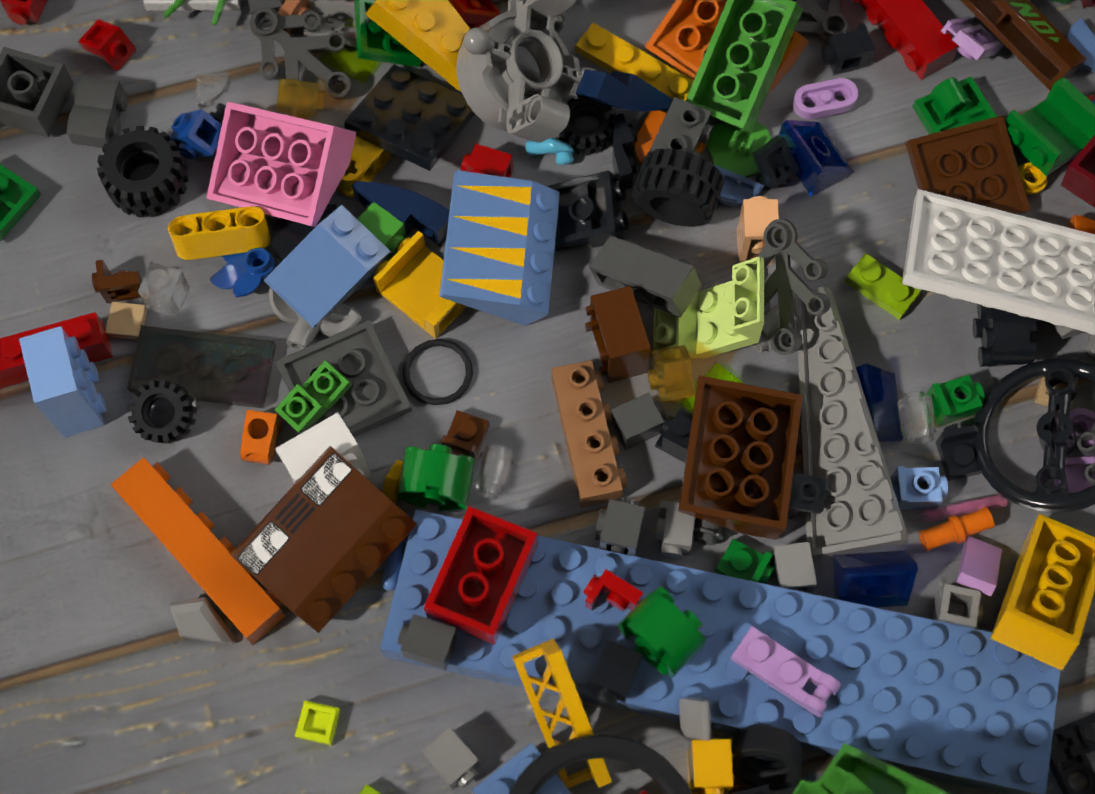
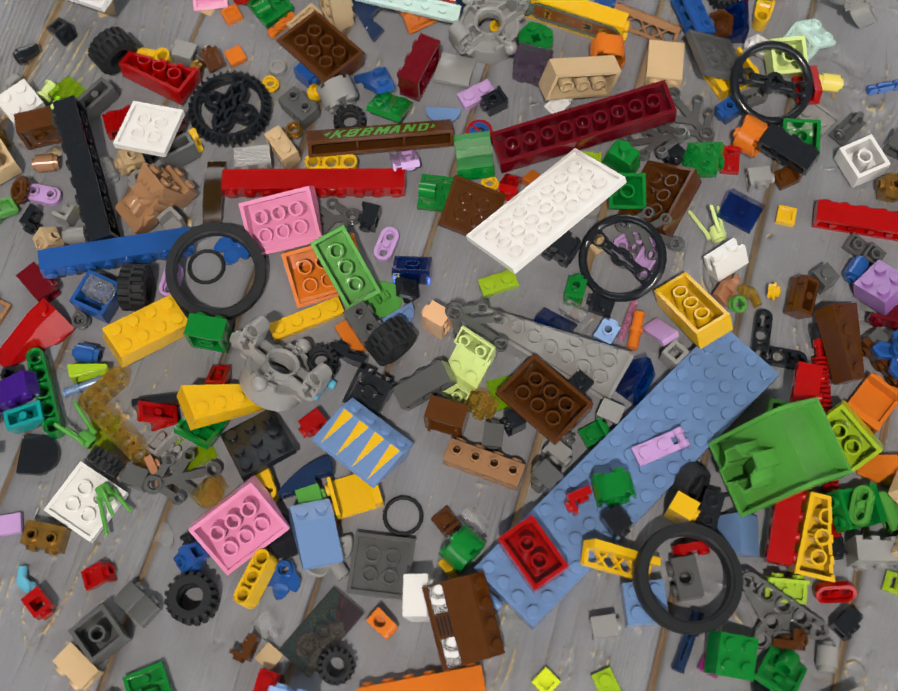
camera: 55 degrees left, 0 degrees up
(314, 398) = (380, 583): bright green slope -> none
(428, 641) = (548, 600): dark grey brick -> none
(621, 91) = (323, 334): dark blue slope -> none
(695, 717) = (658, 499): light grey slope -> none
(1049, 204) = (510, 185): none -> red slope

